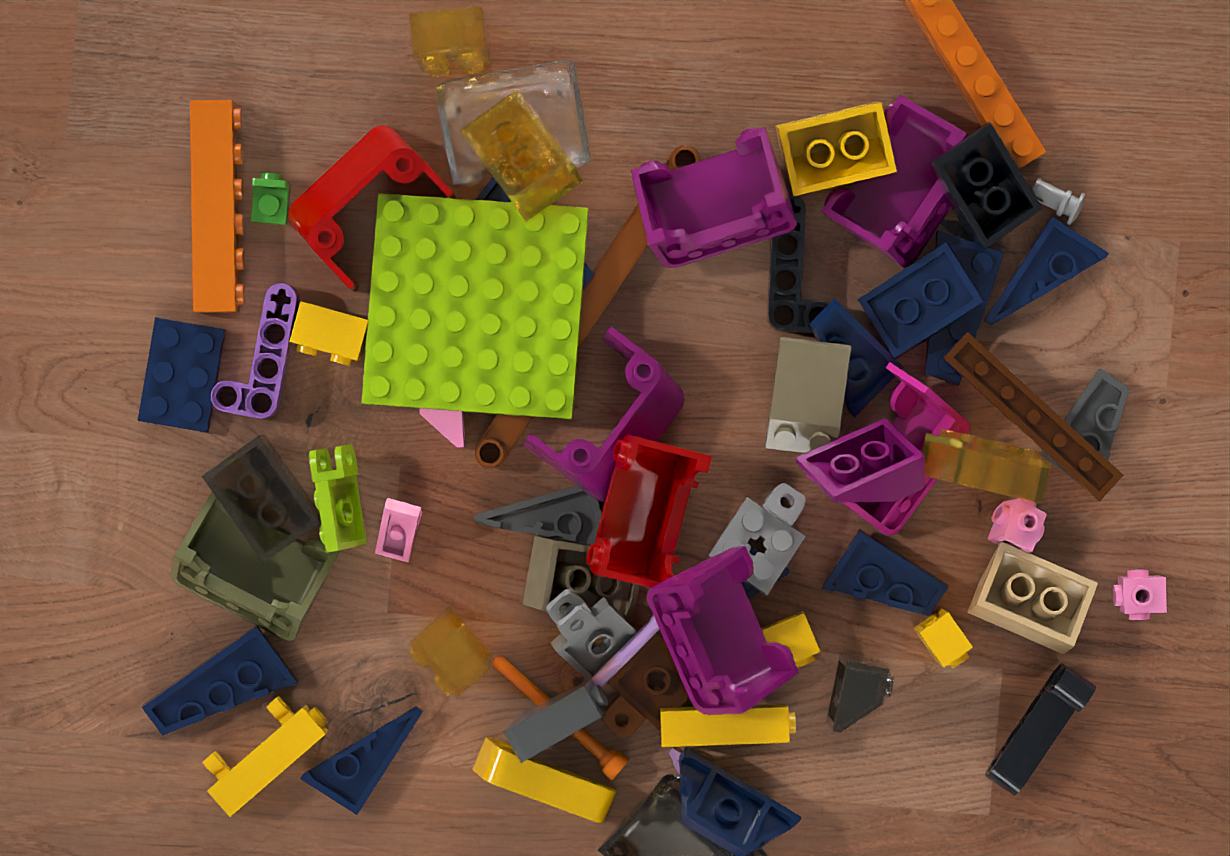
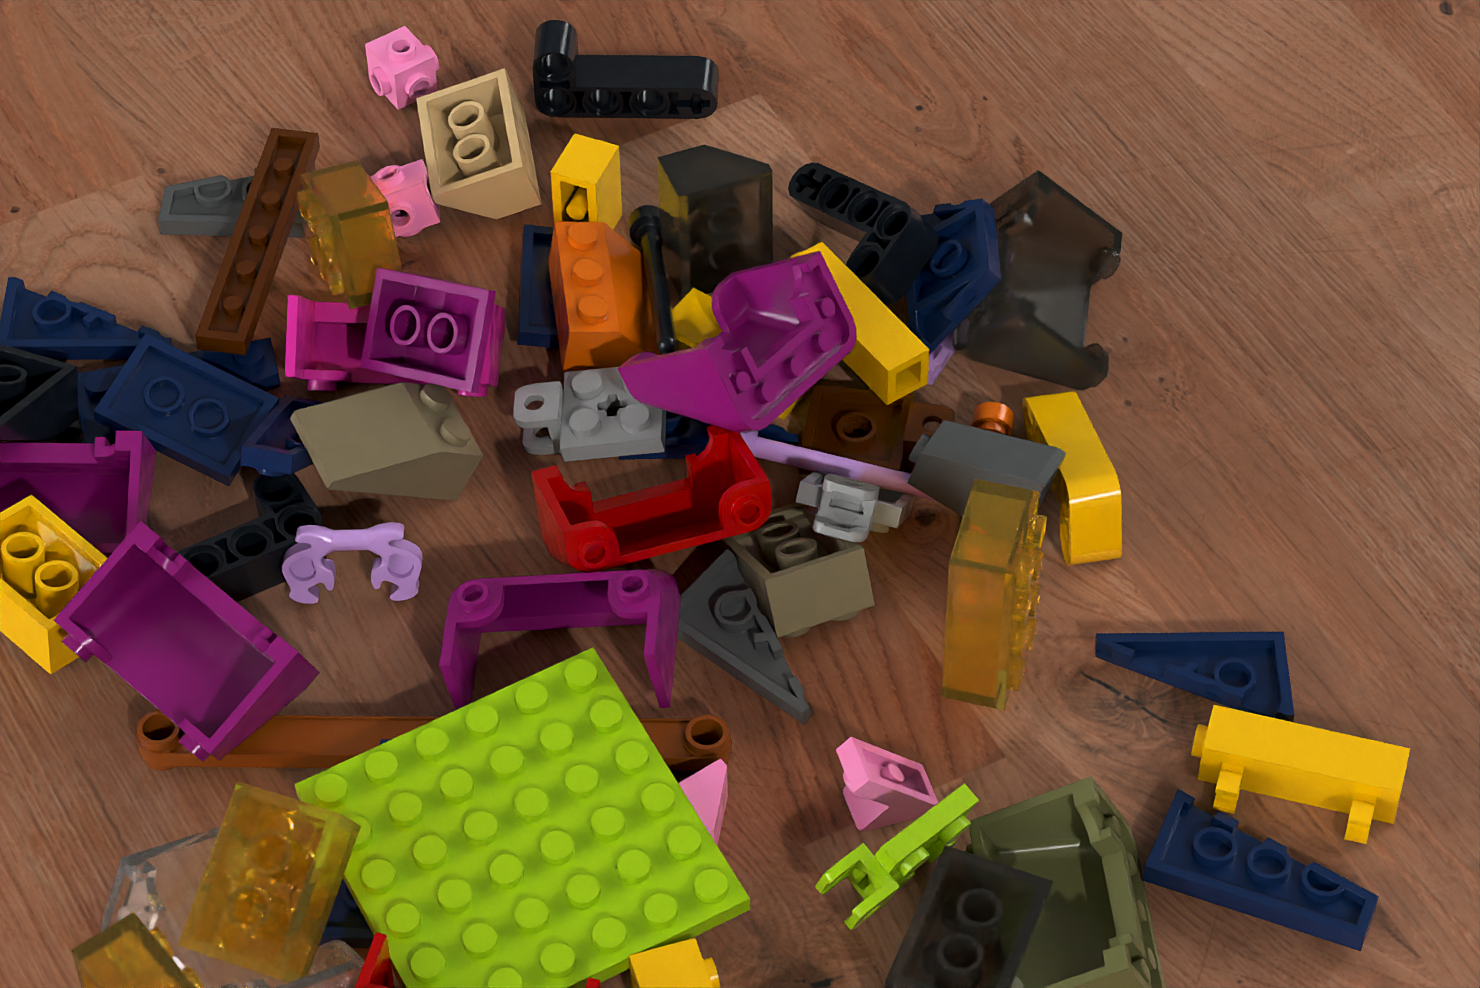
camera: 125 degrees left, 40 degrees down
(752, 311) = (305, 566): none -> lavender helmet
(846, 593) = (598, 297): none -> orange slope
(848, 785) = (890, 234): none -> black beam
(899, 662) = (645, 232): none -> black piece

